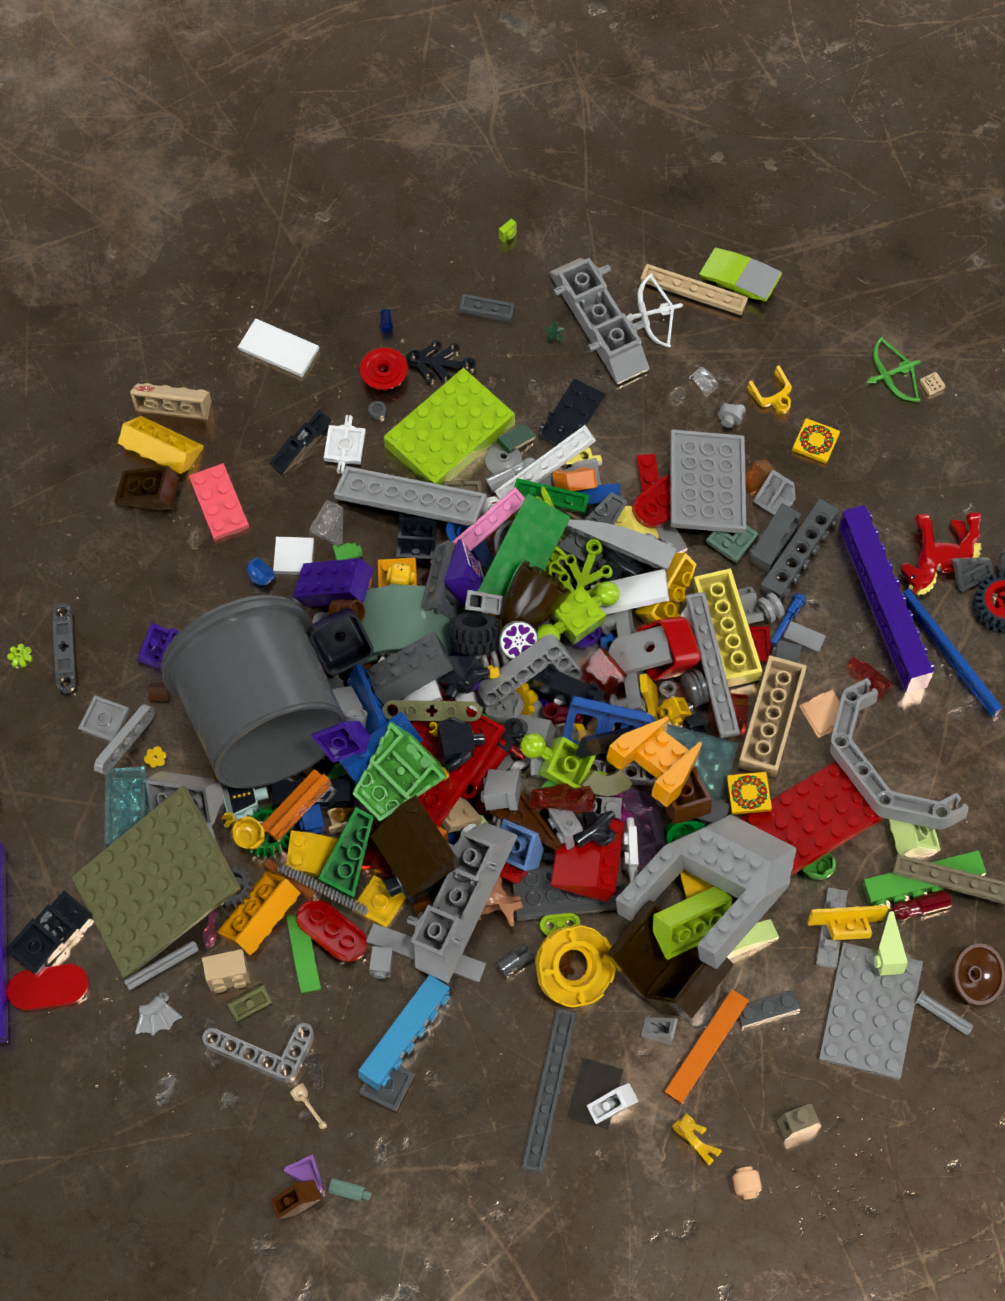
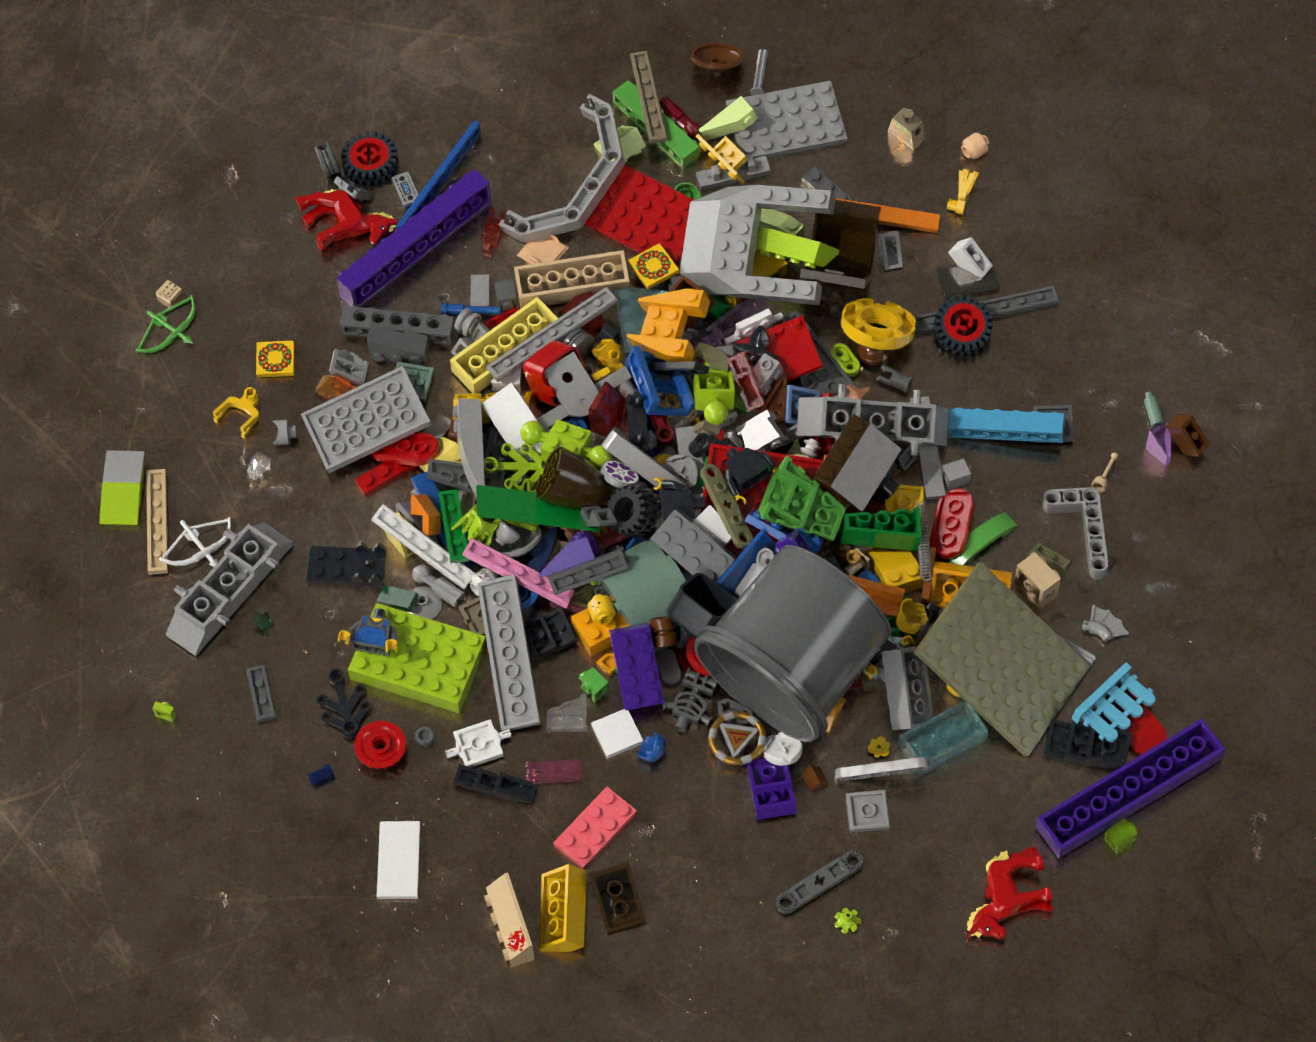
camera: 115 degrees left, 5 degrees down
(75, 980) = (1105, 706): none -> medium azure fence
(256, 865) = (932, 611): none -> hinge
(288, 492) = (553, 771): none -> clear pink plate
(478, 389) = (372, 634): none -> torso
(529, 1038) = (954, 336): none -> wheel
(955, 621) = (405, 189): none -> light grey tile

